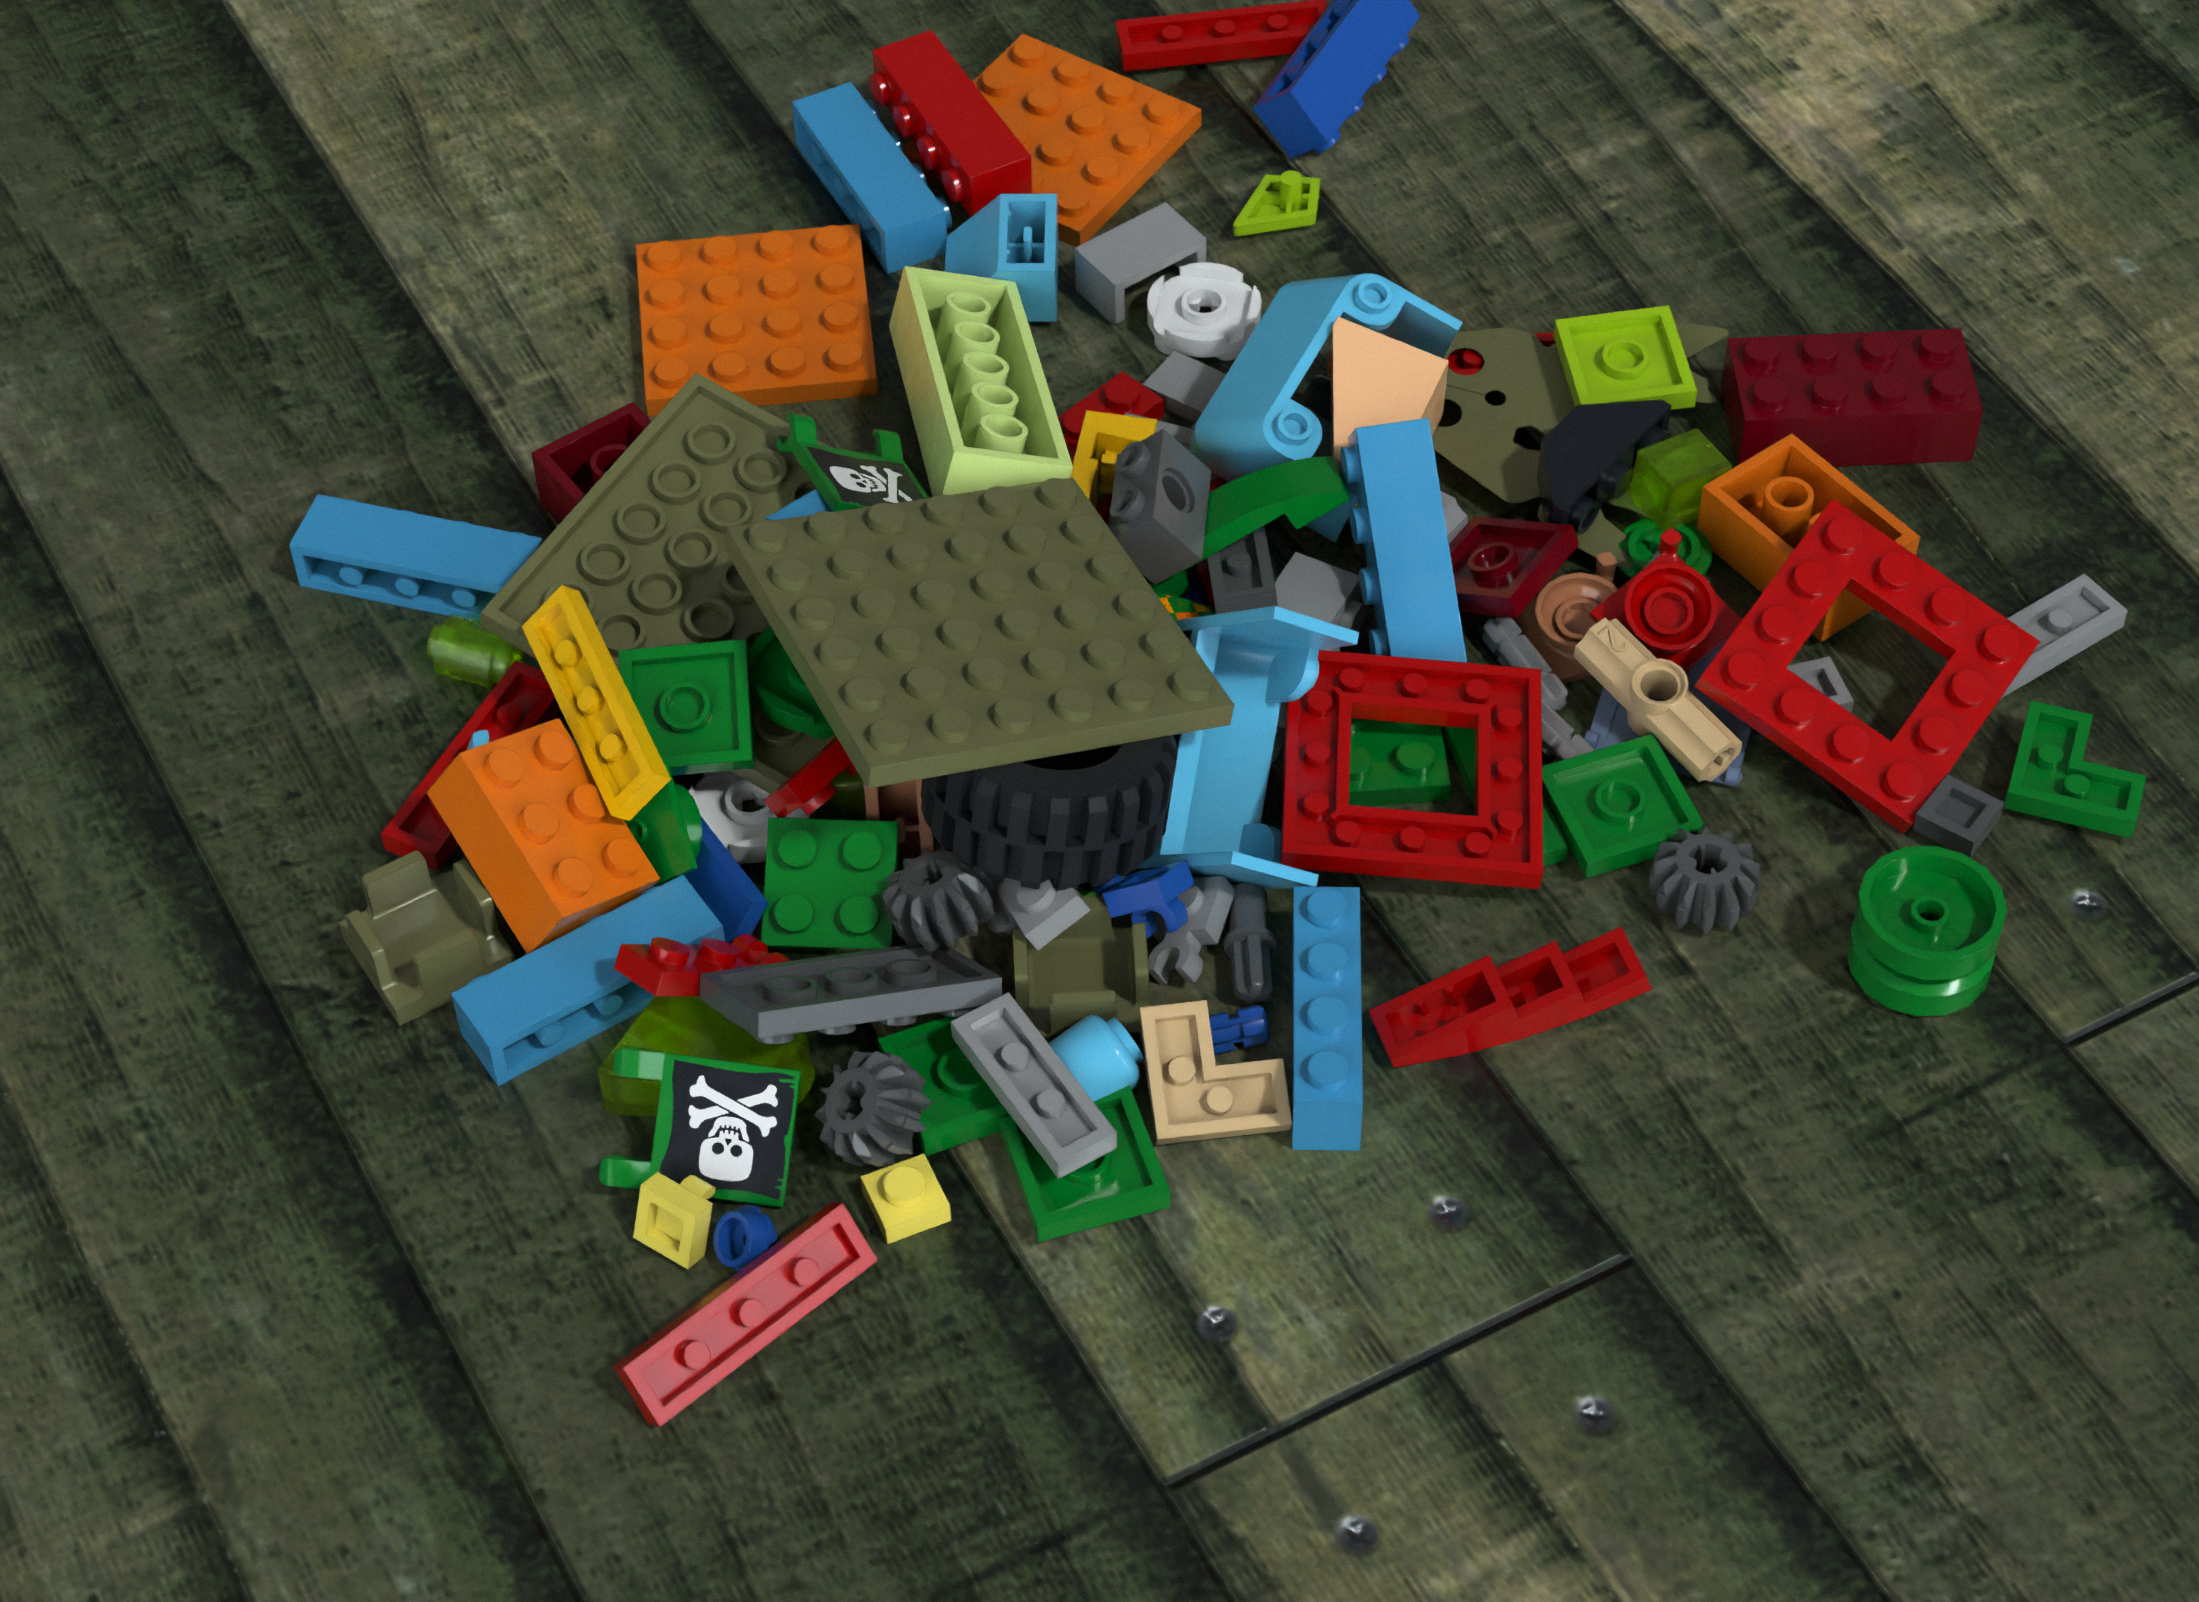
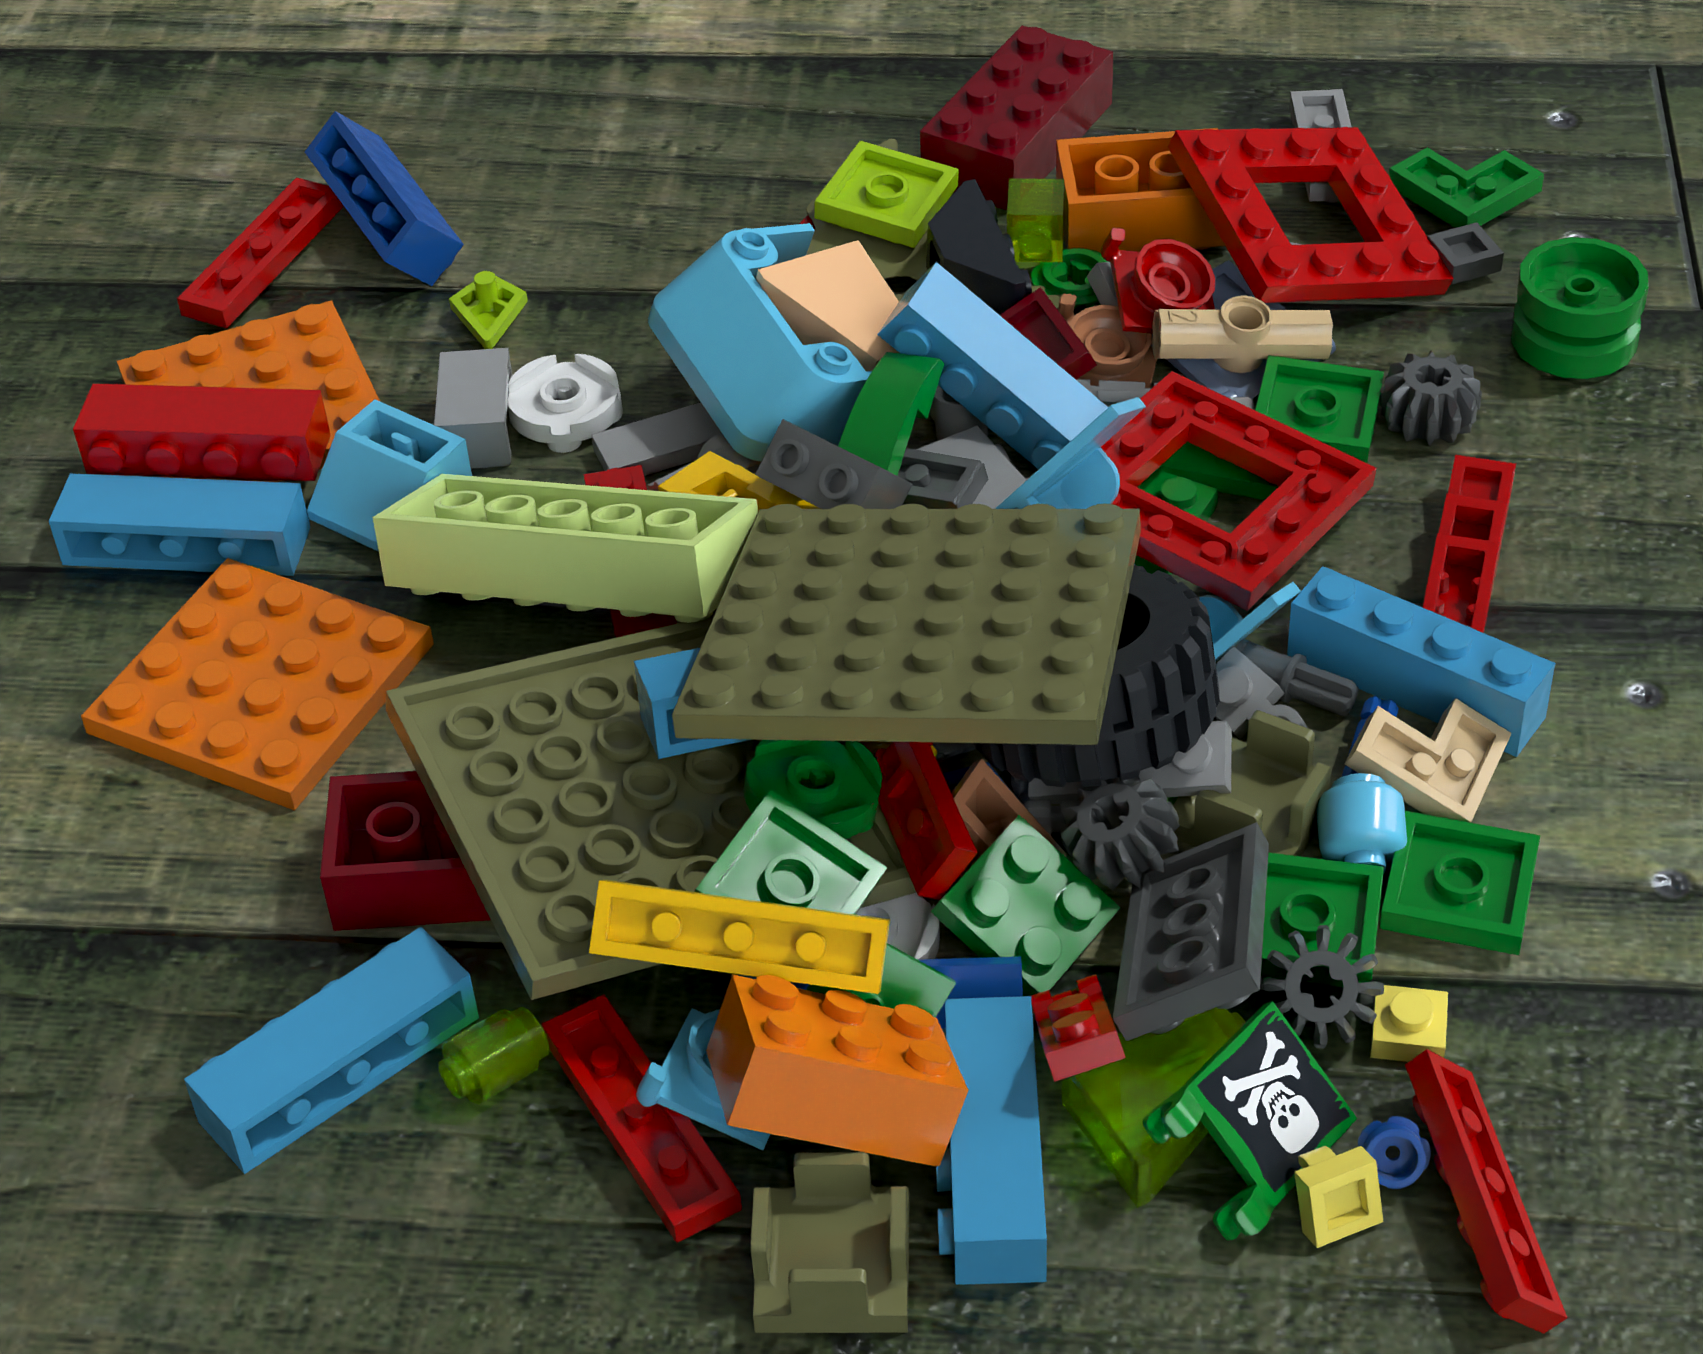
camera: 55 degrees left, 5 degrees down
(851, 477) = (616, 639): flag -> none
(1034, 1085) = (1381, 861): light grey plate -> none
(1150, 892) = (1238, 686): blue tile -> none

